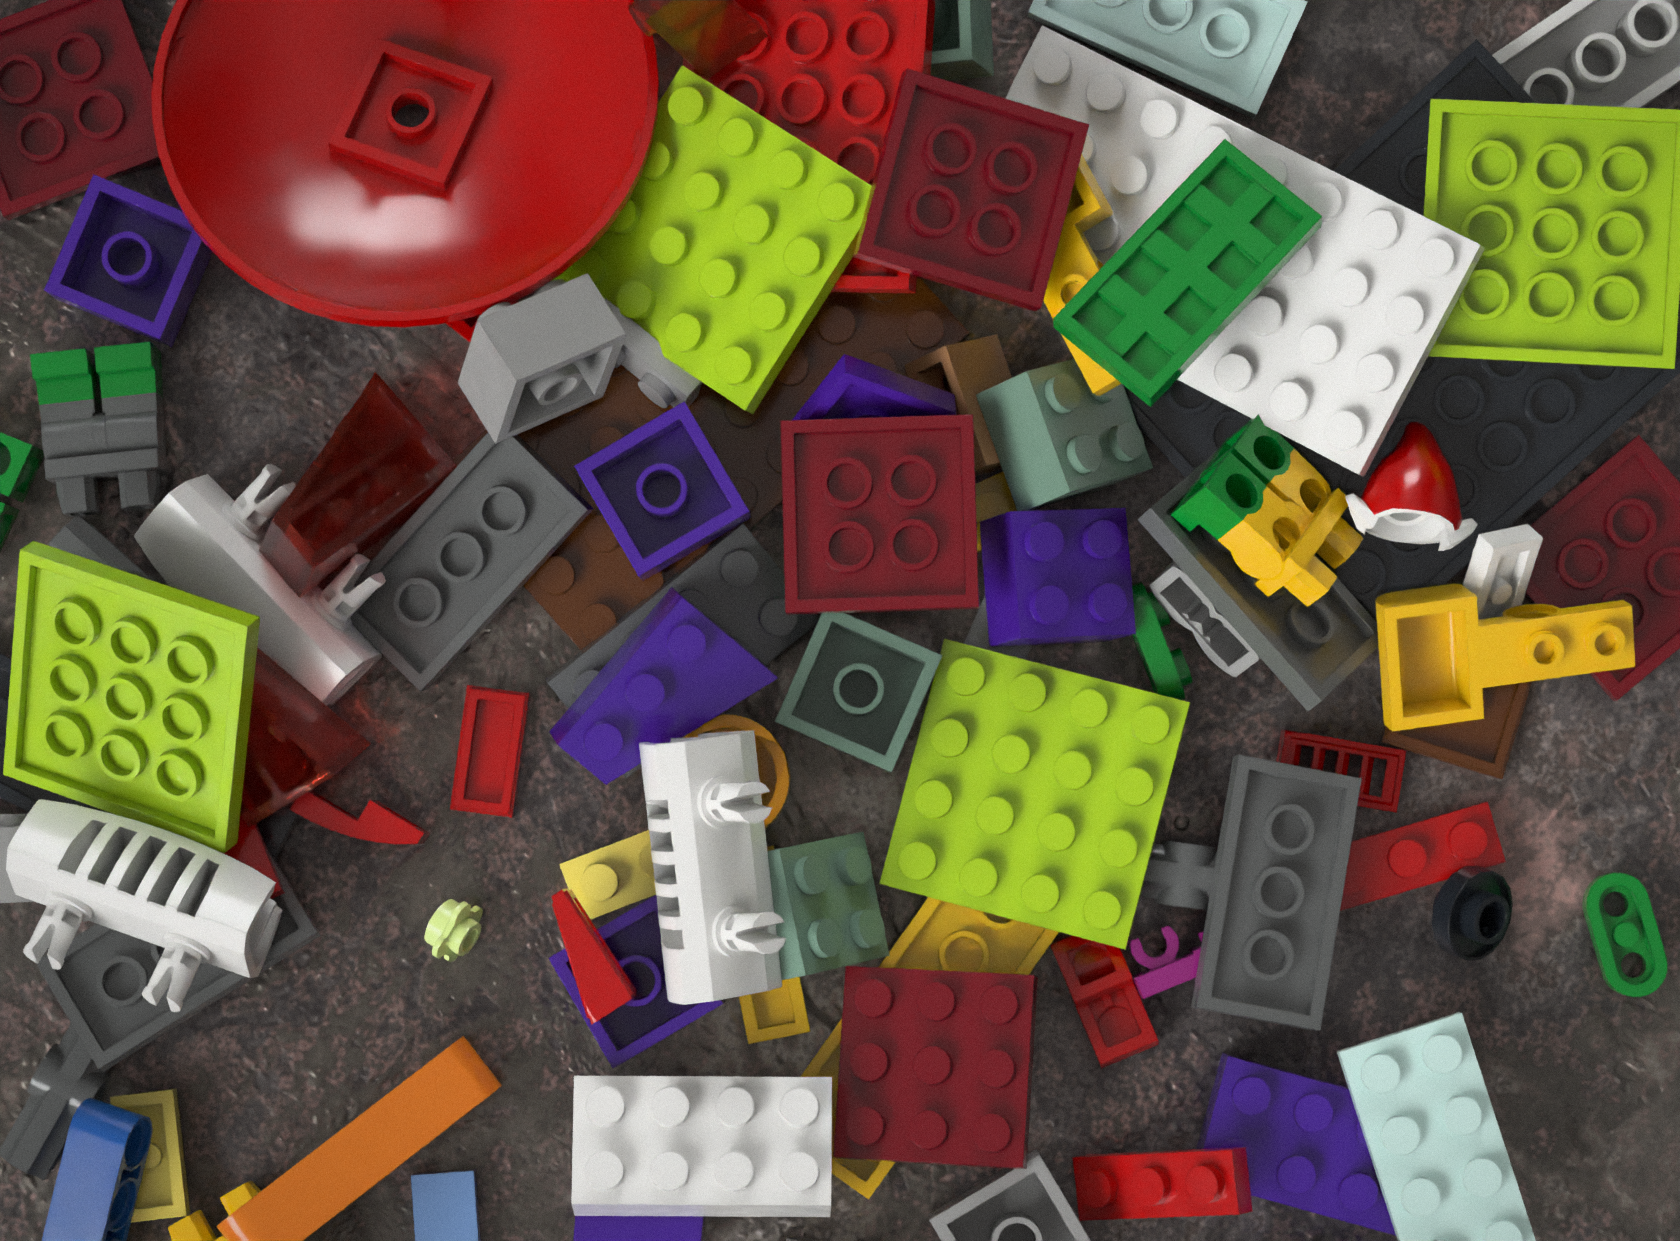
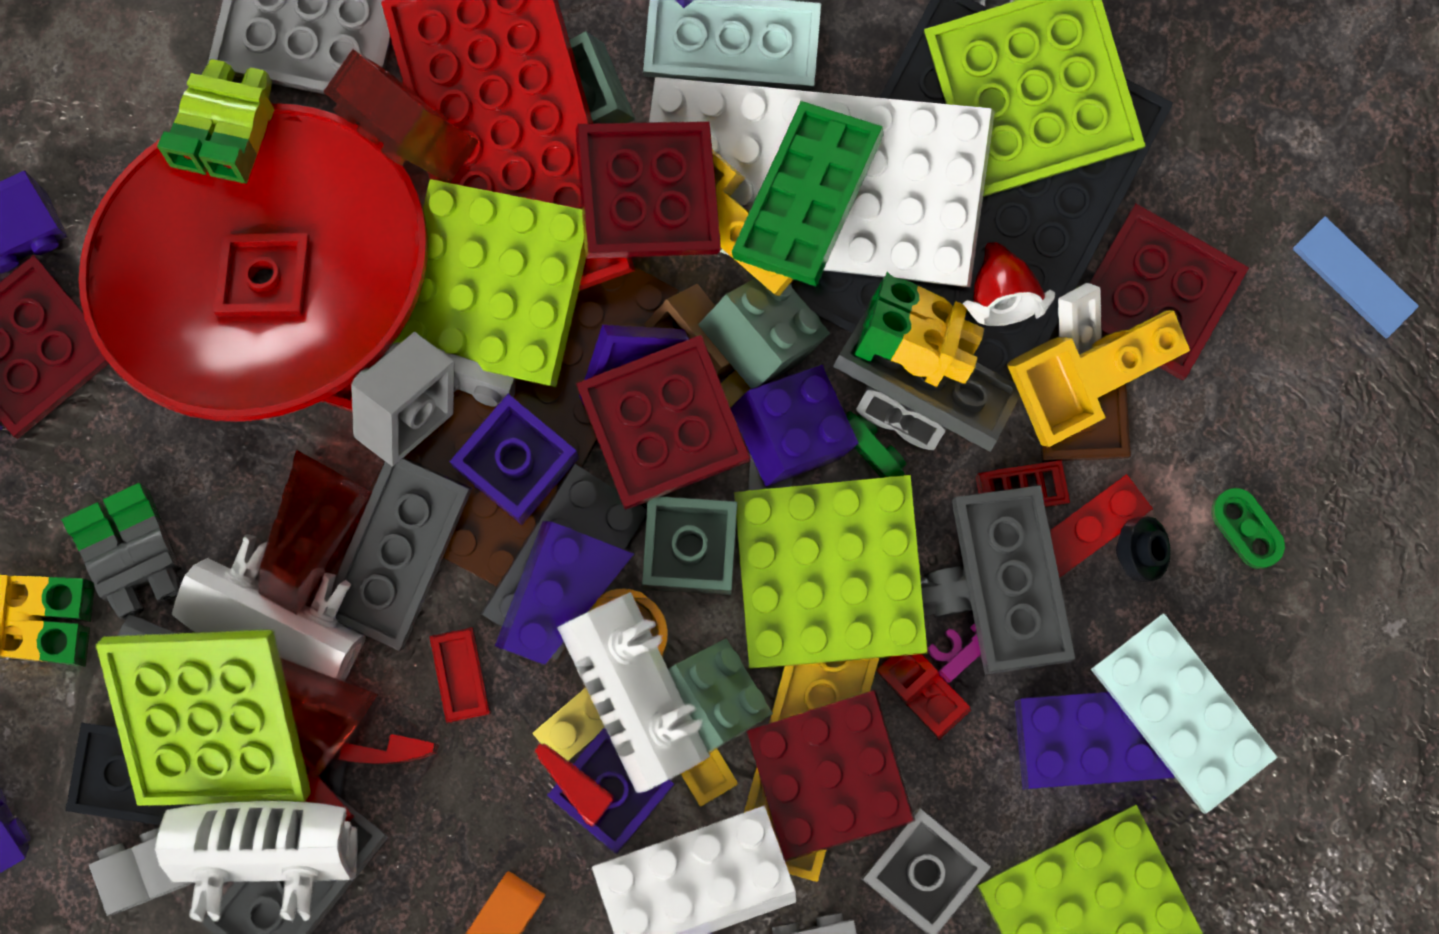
camera: 30 degrees left, 5 degrees down
(130, 261) = (108, 435): dark purple brick -> none
(453, 929) = (476, 801): yellowish green plate -> none
(1162, 1184) = (1009, 799): red plate -> none

